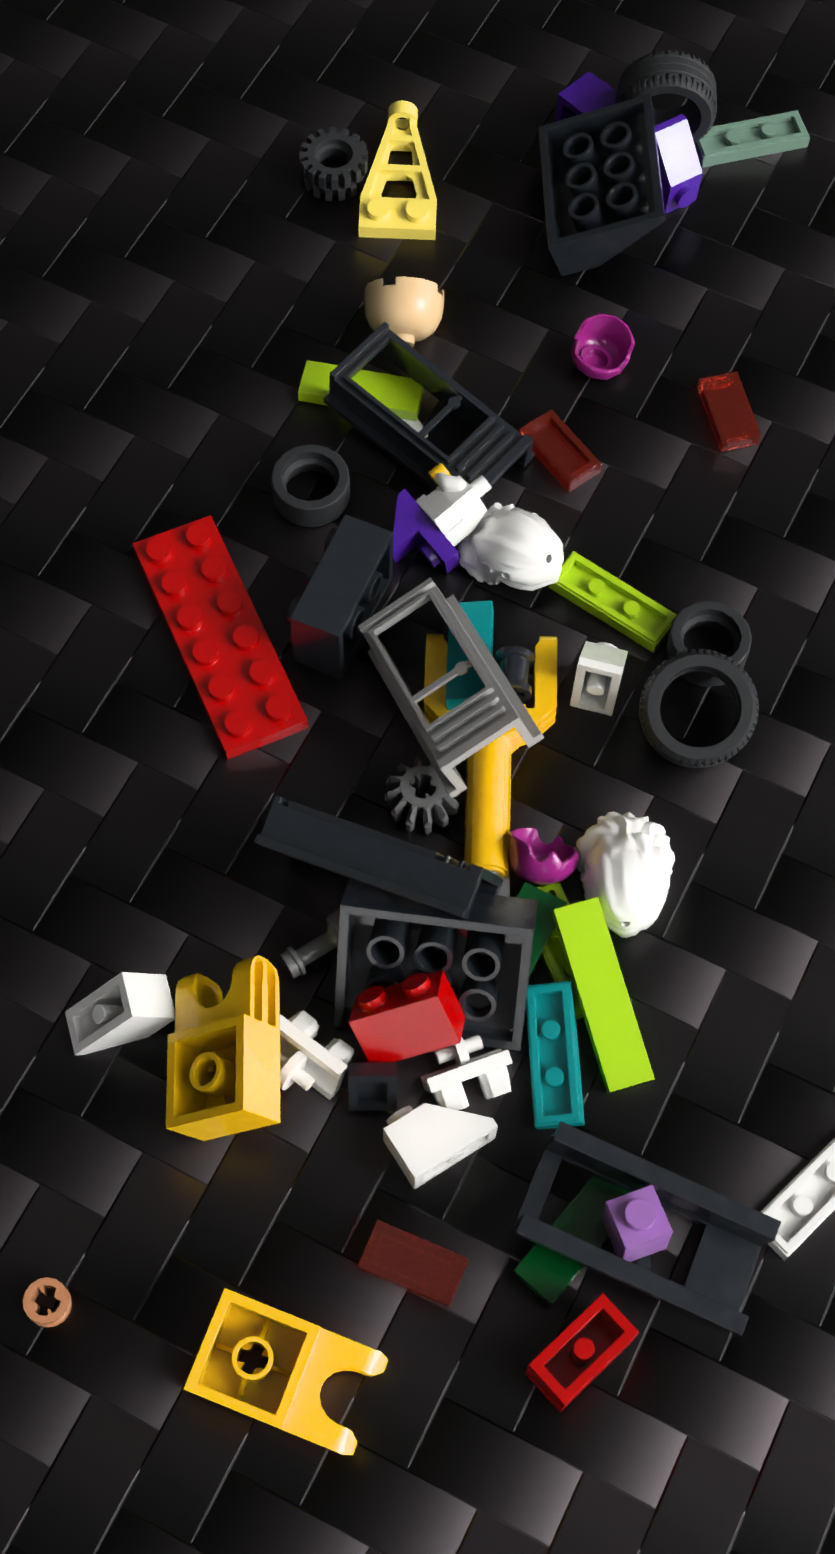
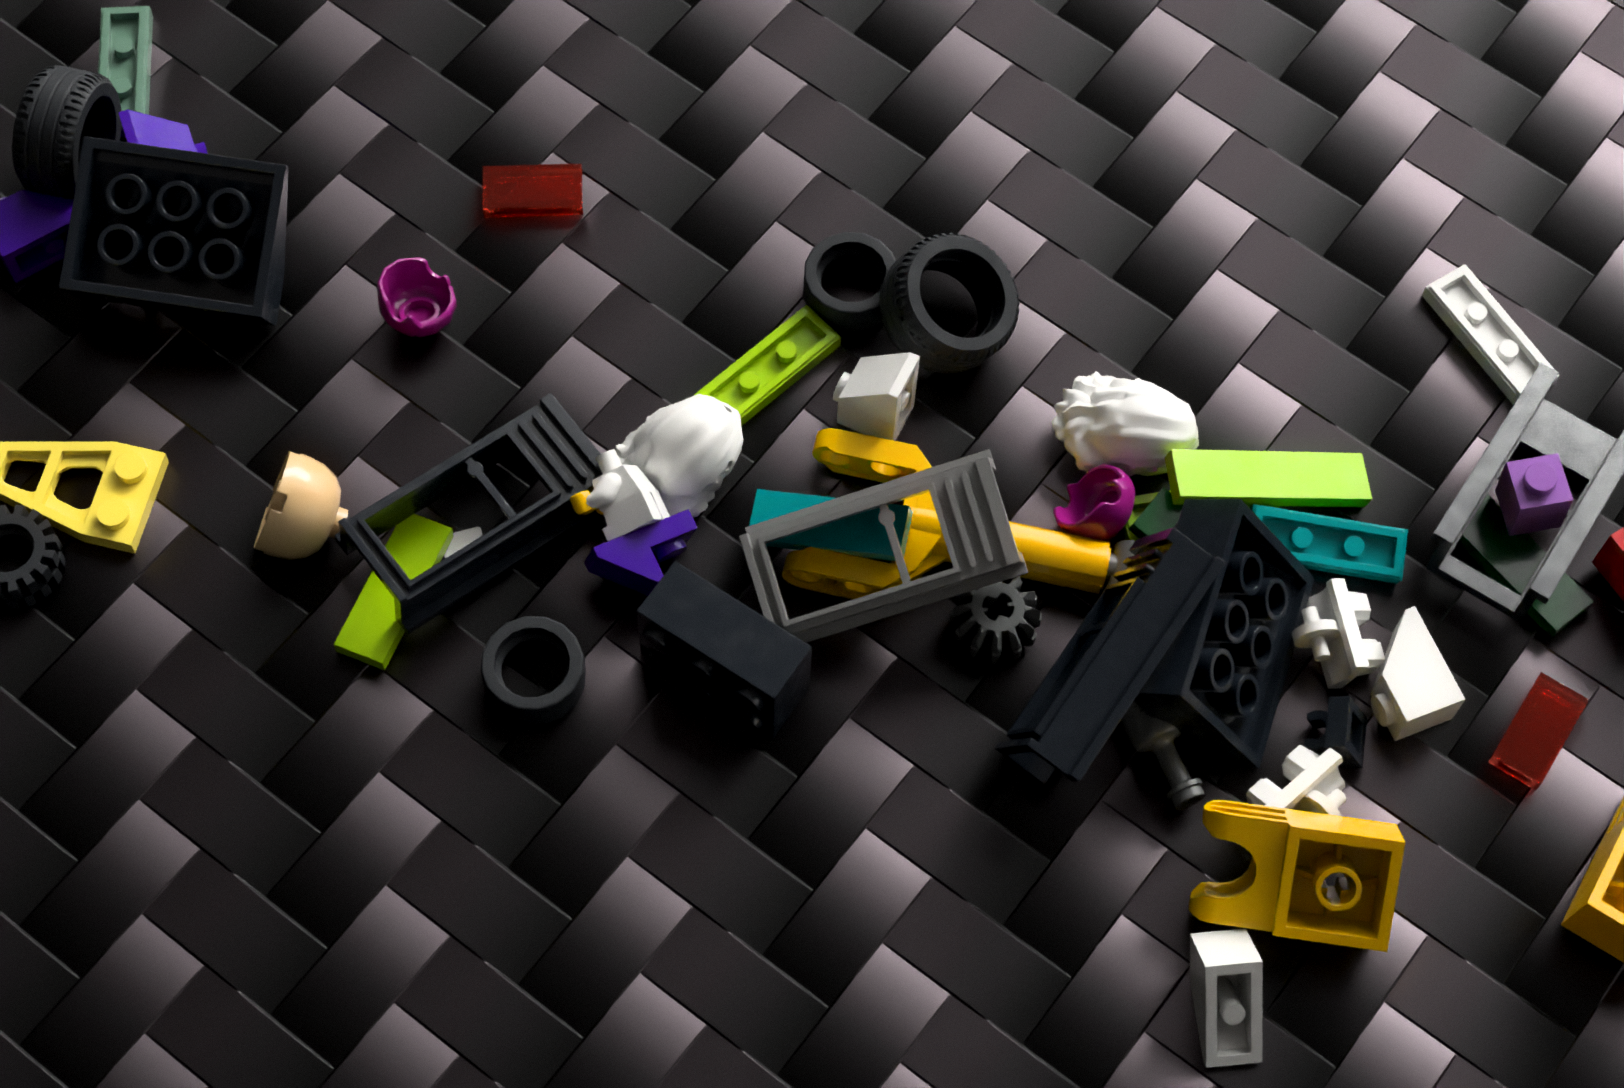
camera: 80 degrees left, 0 degrees up
(220, 637) = (722, 818): red plate -> none
(407, 1018) = (1286, 672): red brick -> none
(515, 665) = (862, 475): black bush -> none
(561, 451) = (559, 371): clear red tile -> none

